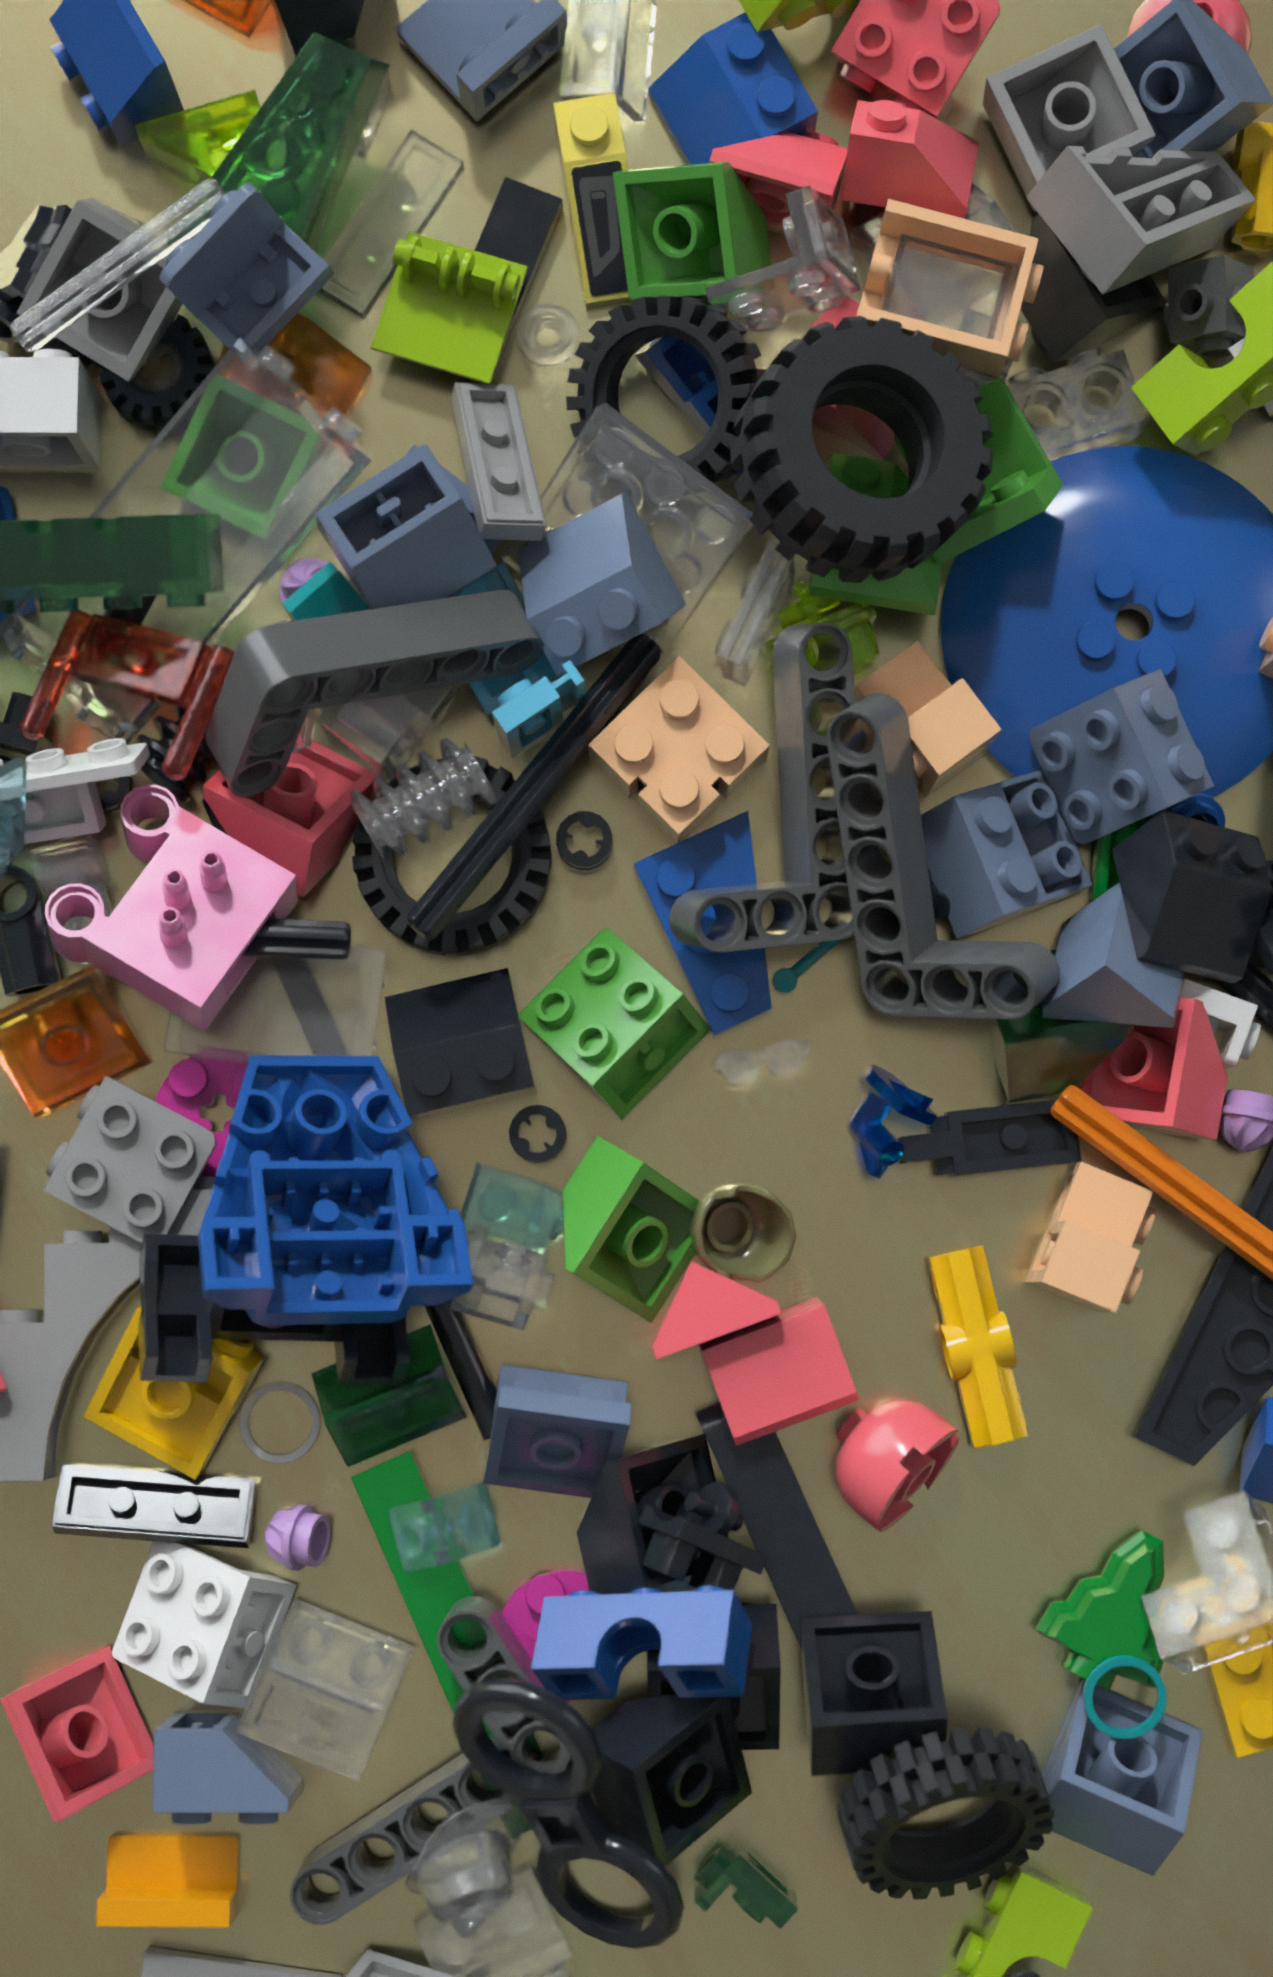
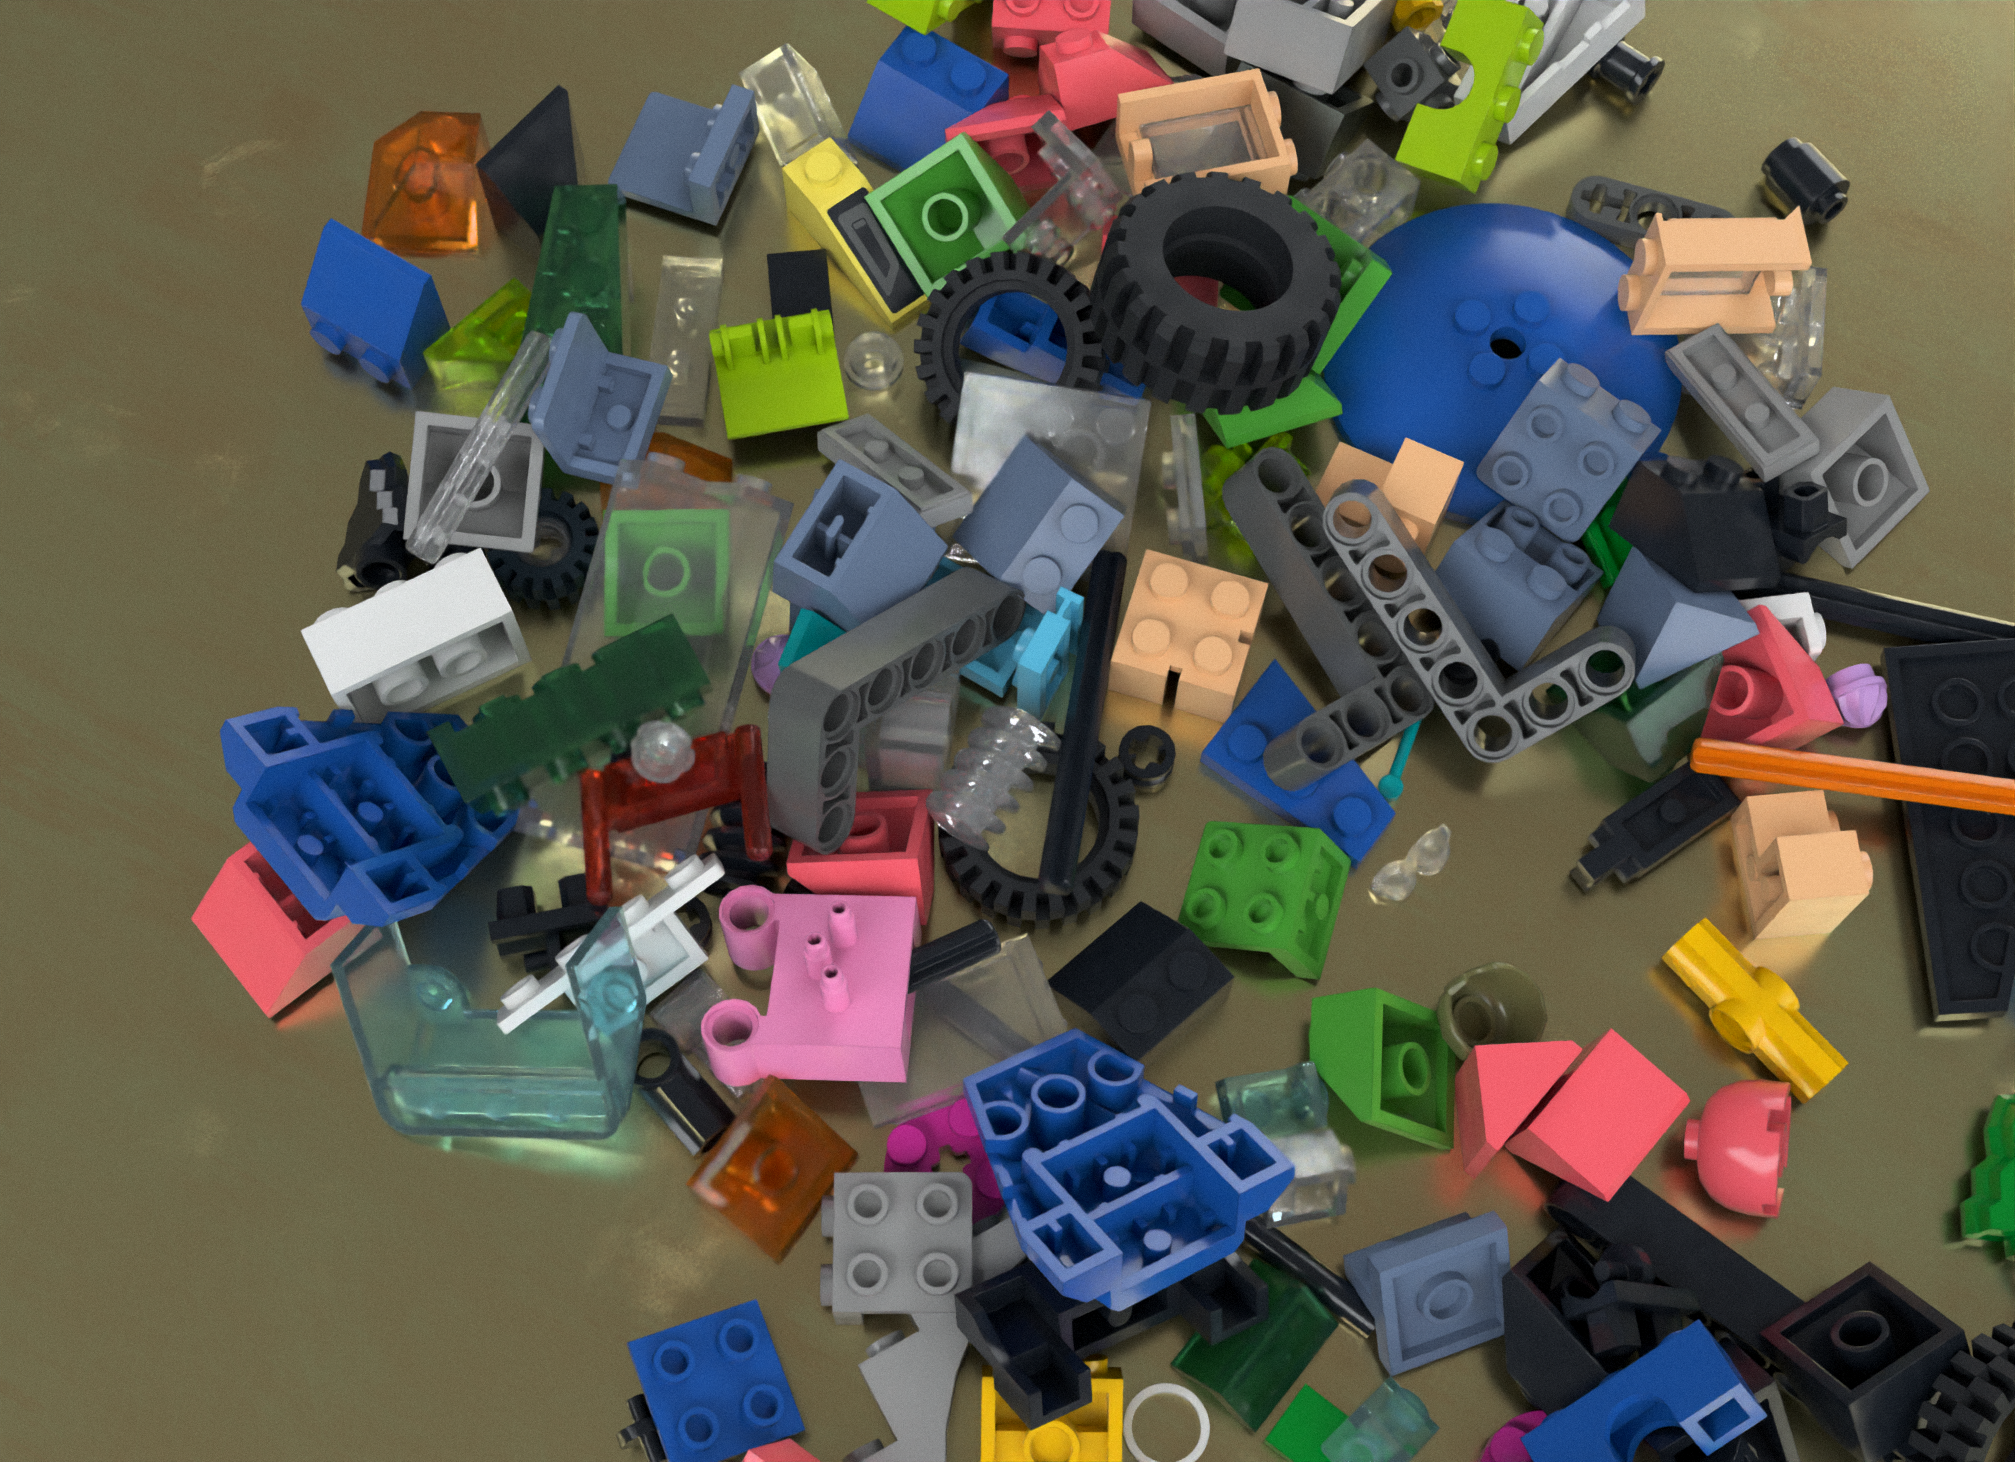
camera: 30 degrees left, 15 degrees down
(138, 634) = (661, 751): none -> clear plate
(553, 1122) = (1260, 1013): black bush -> none
(877, 1143) = (1559, 879): clear blue piece -> none

